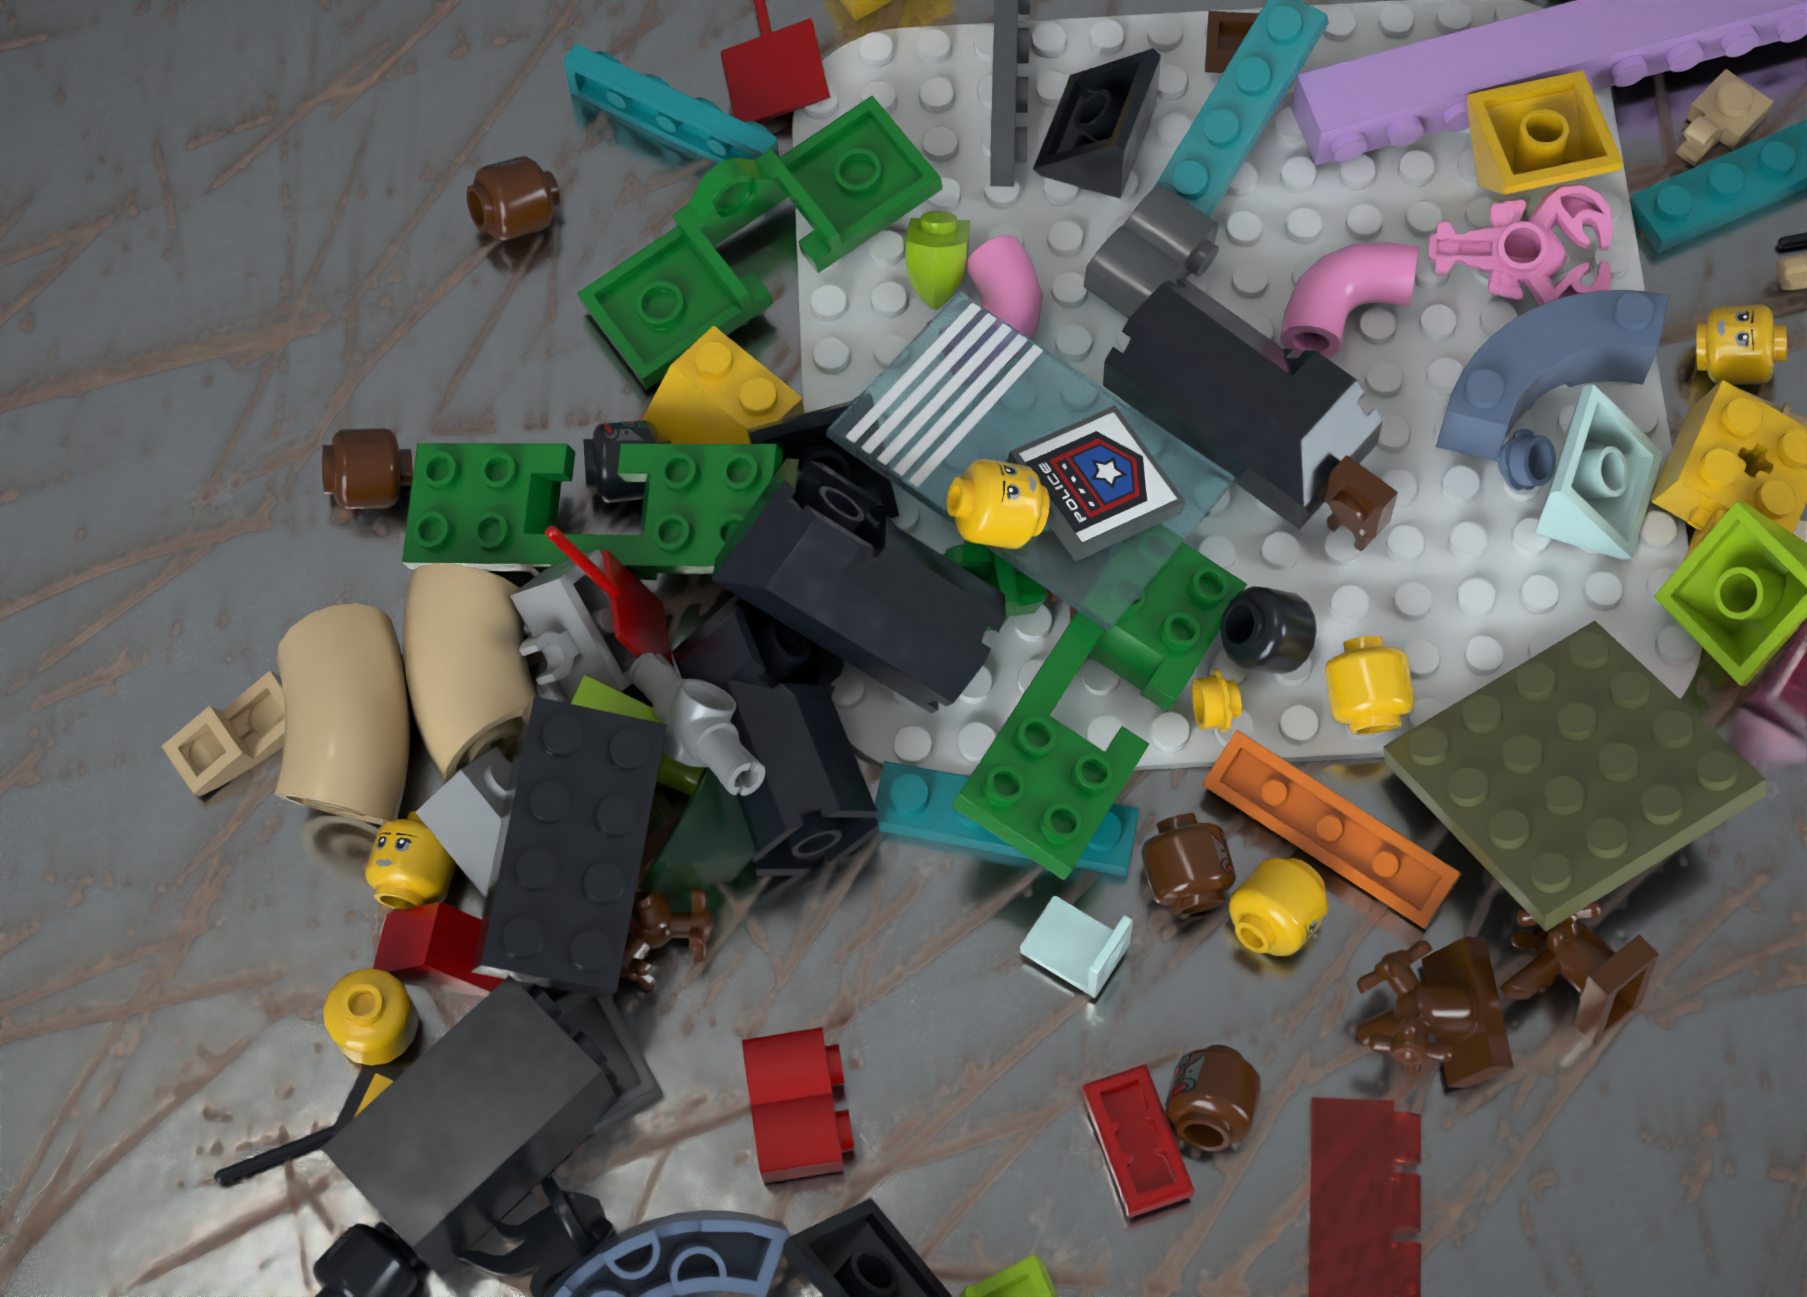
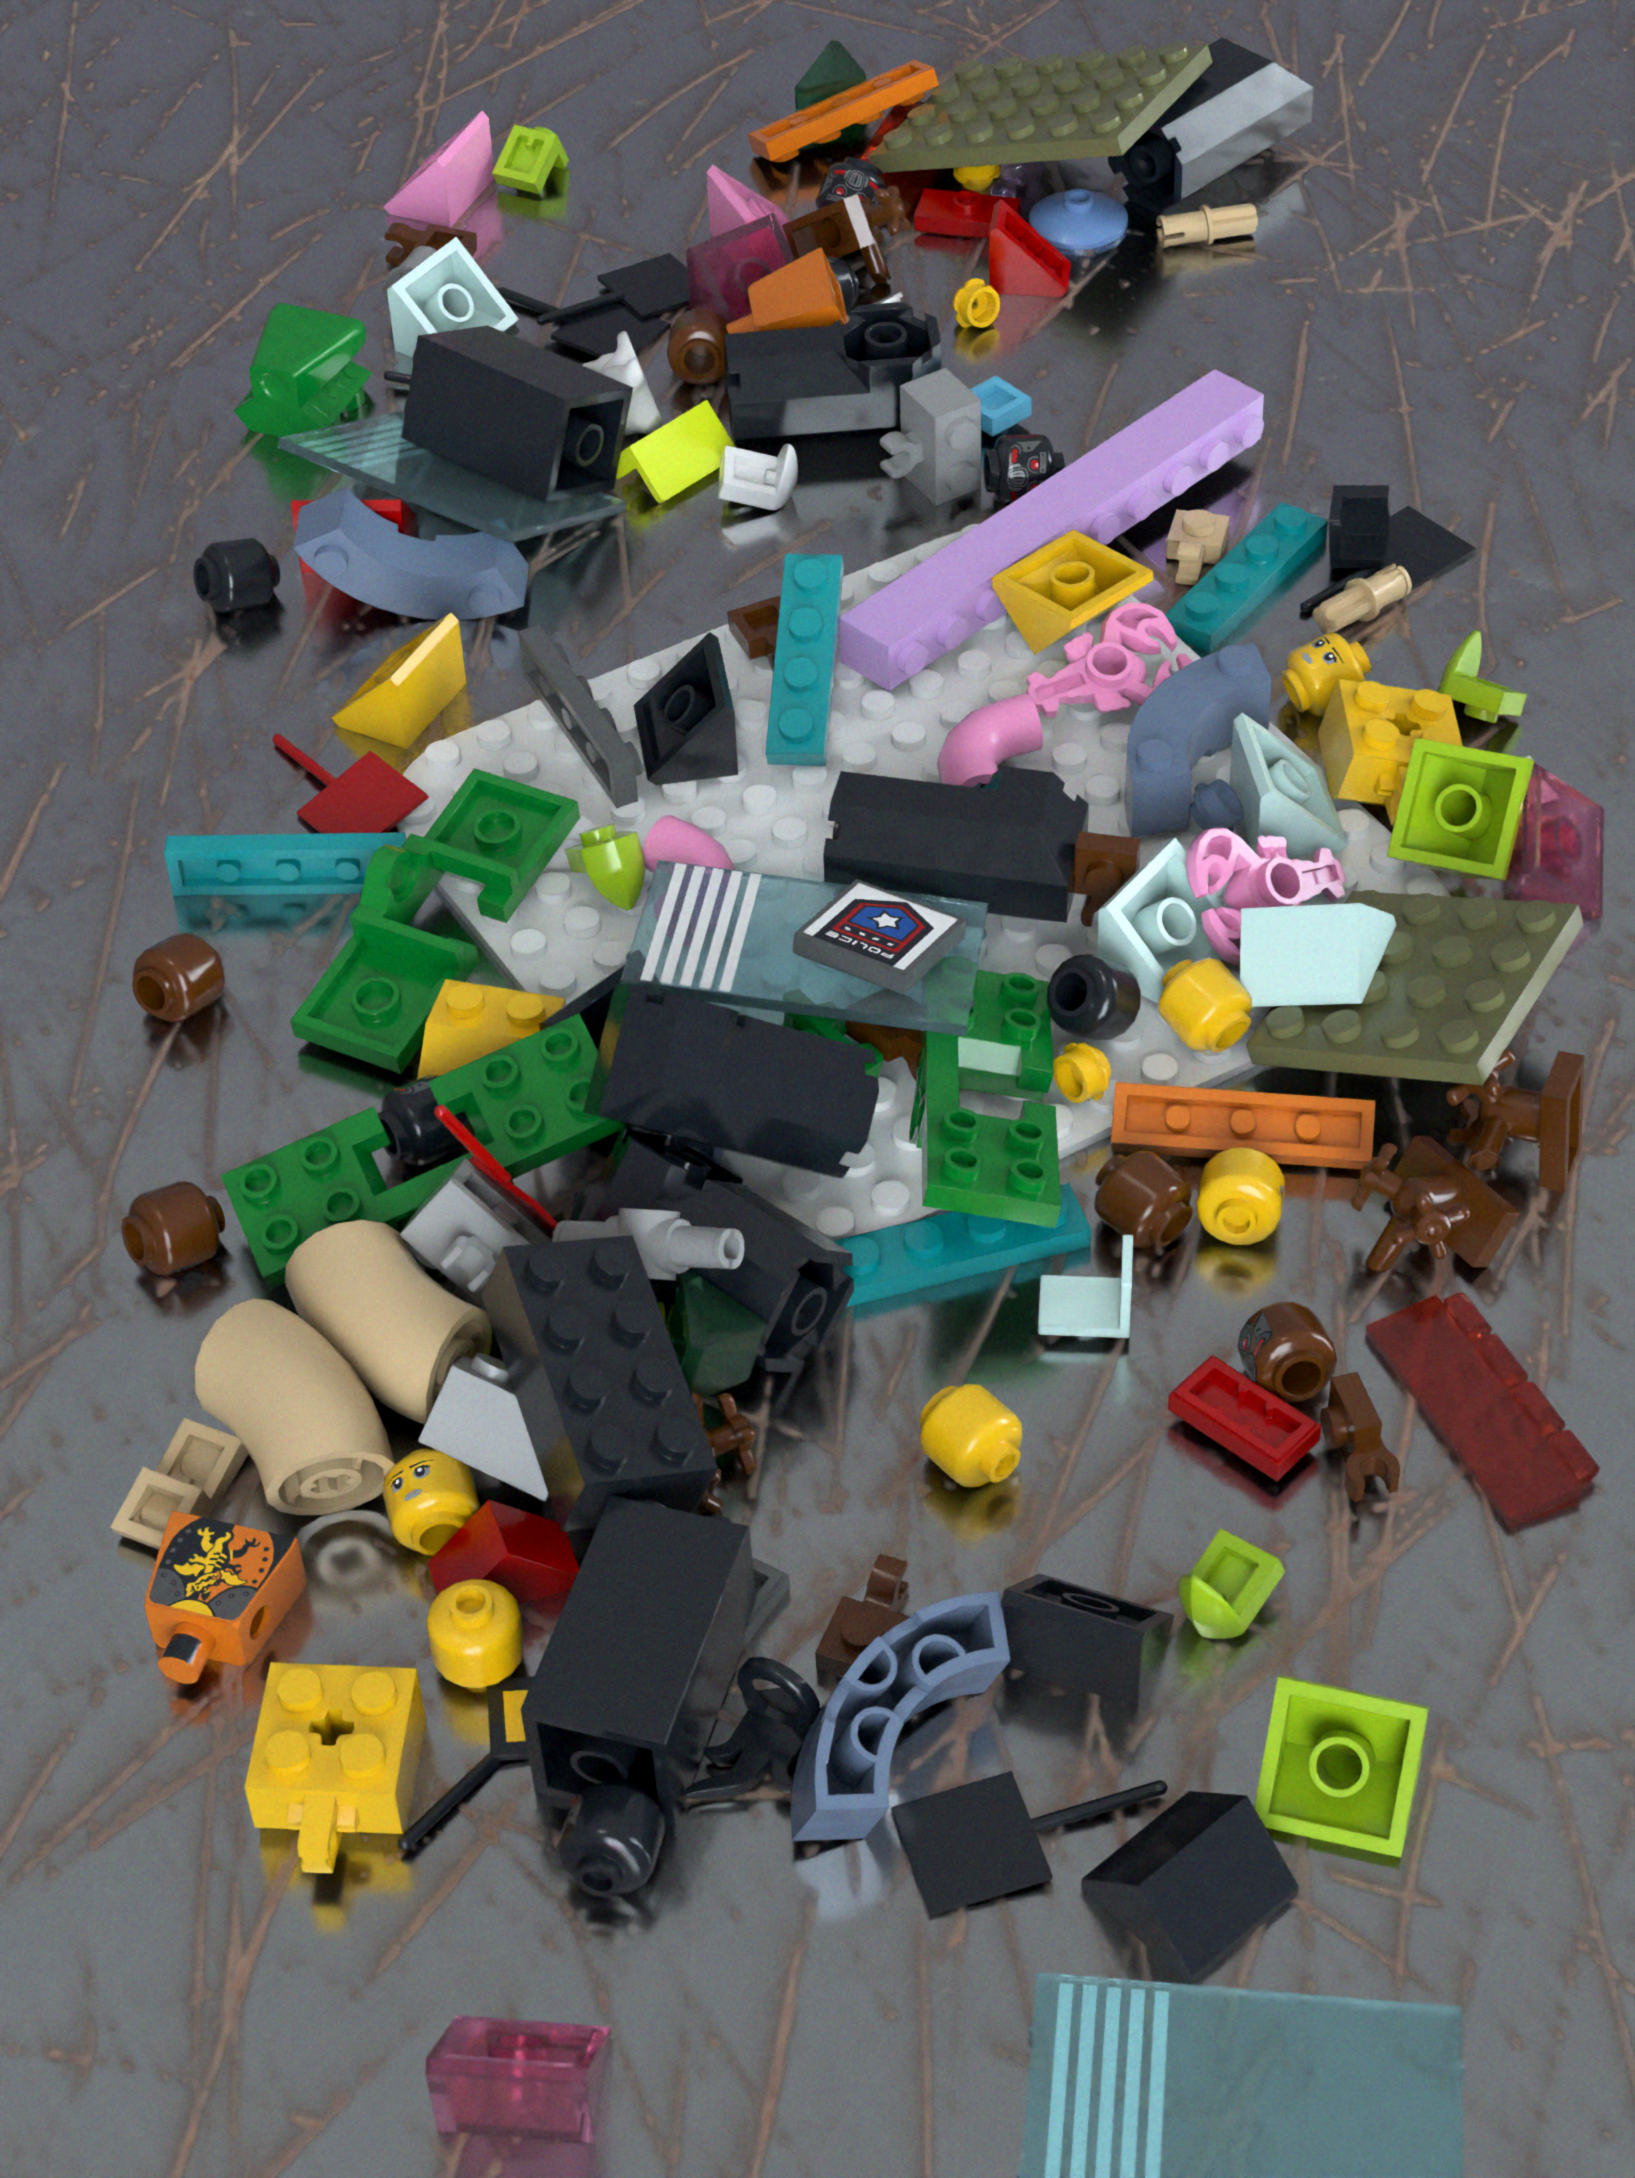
camera: 30 degrees left, 20 degrees down
(180, 1105) = (335, 1754): none -> yellow hinge
(200, 862) = (218, 1592): none -> torso
(692, 1179) = (860, 1623): none -> reddish brown plate
(794, 1104) = (917, 1516): red brick -> none
(885, 1037) = (970, 1435): none -> yellow head
(998, 504) = (815, 964): yellow head -> none
(1155, 245) = (797, 792): dark grey brick -> none
(1220, 1204) = (1356, 1430): none -> reddish brown plate
(1388, 579) = (1156, 921): none -> light aqua slope
(1493, 690) = (1311, 953): none -> light aqua slope
(1496, 583) = (1256, 881): none -> bright pink animal

